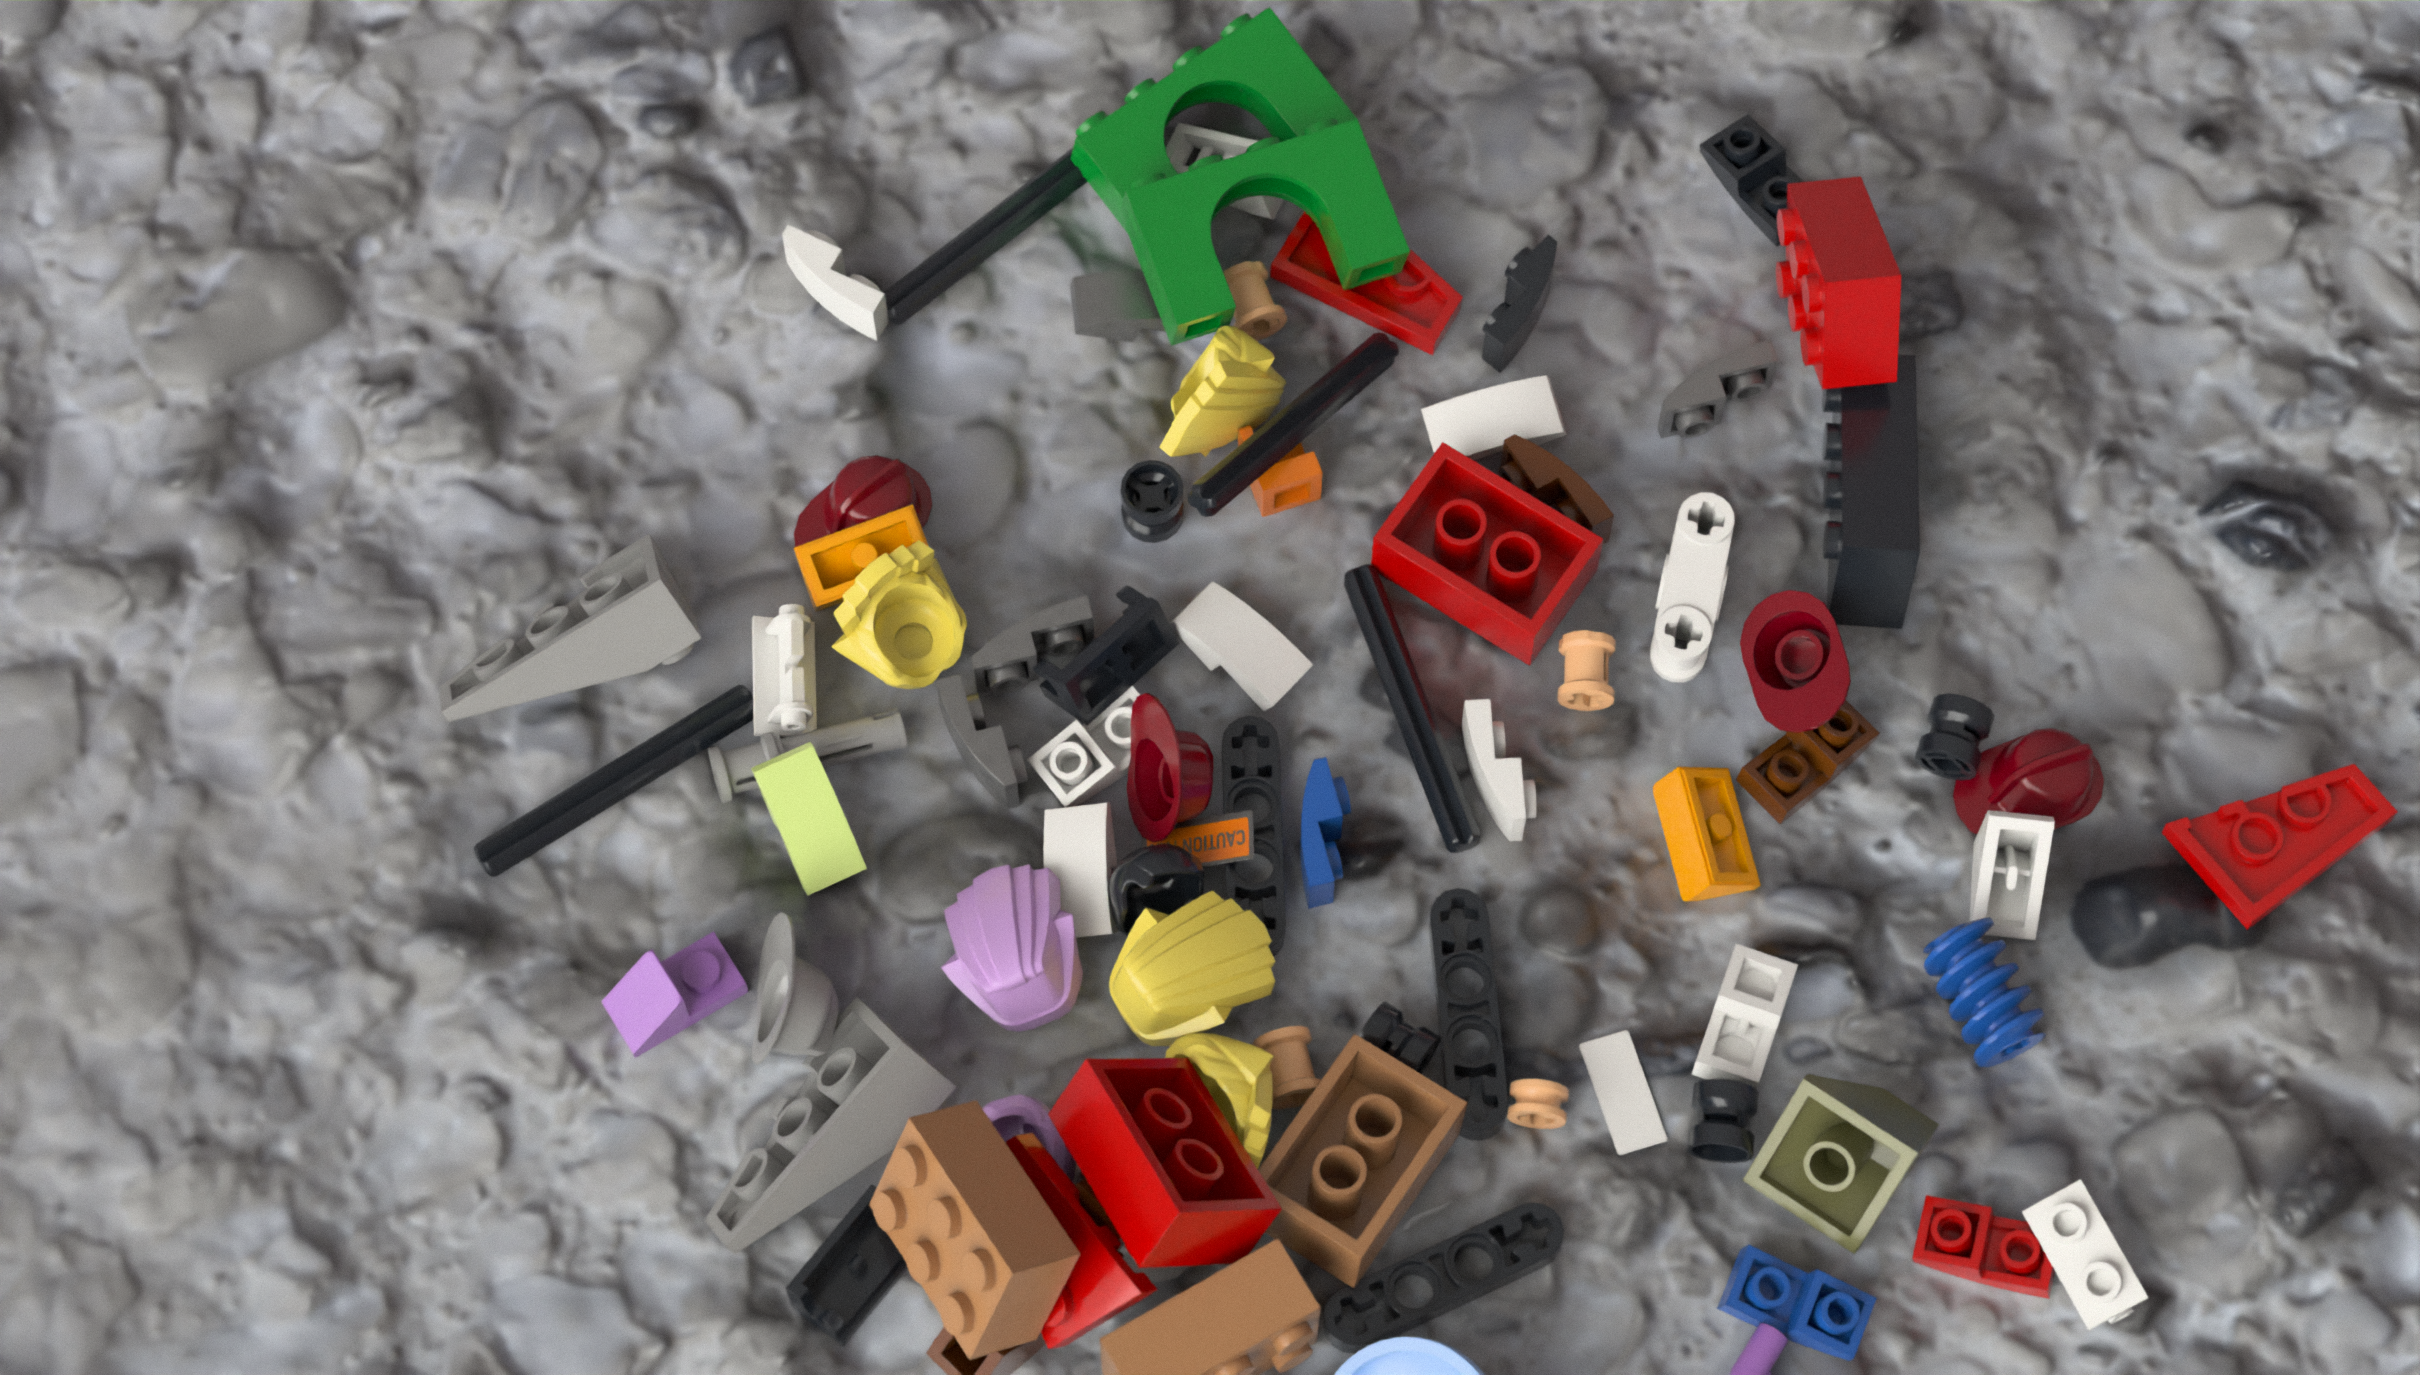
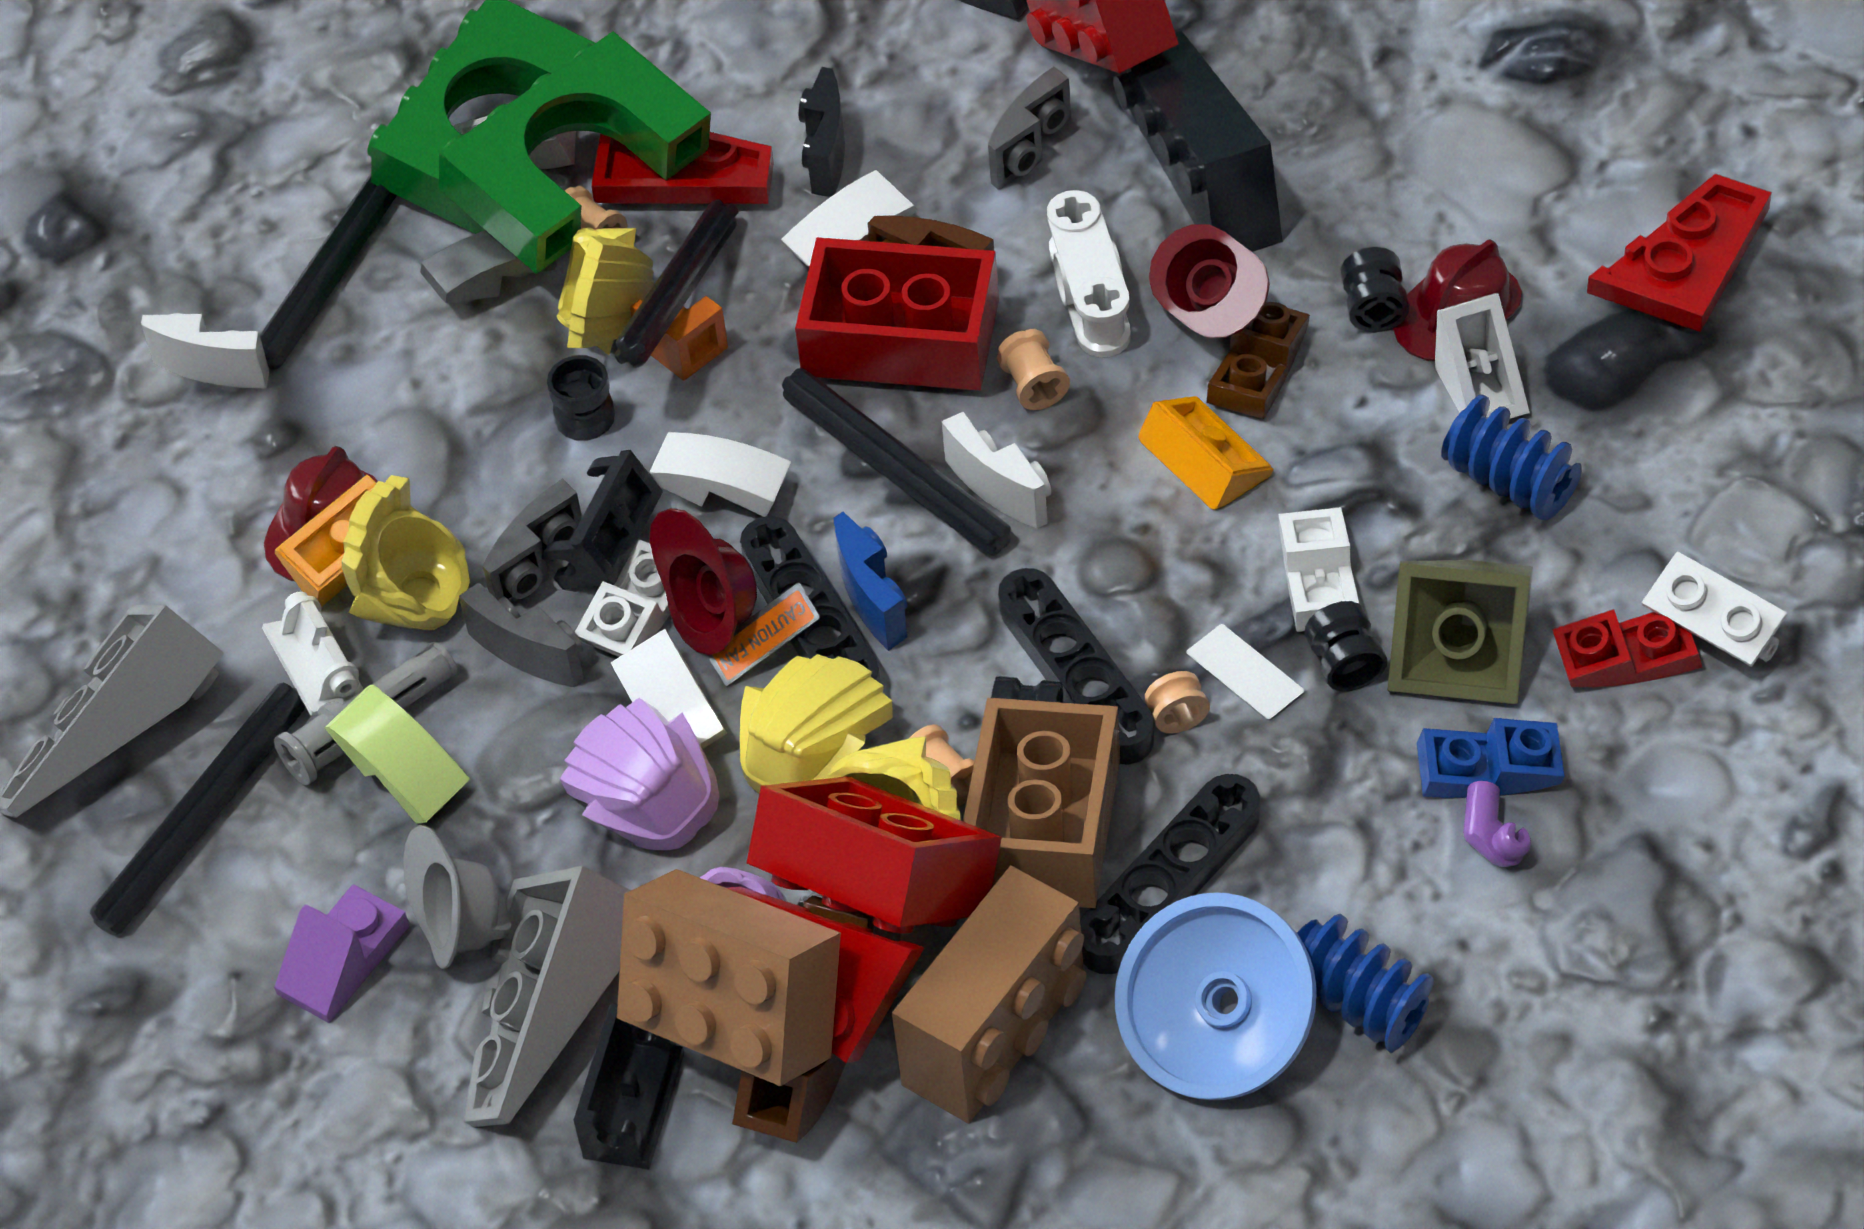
camera: 20 degrees left, 15 degrees down
(1156, 879) = (737, 661): black hair -> none

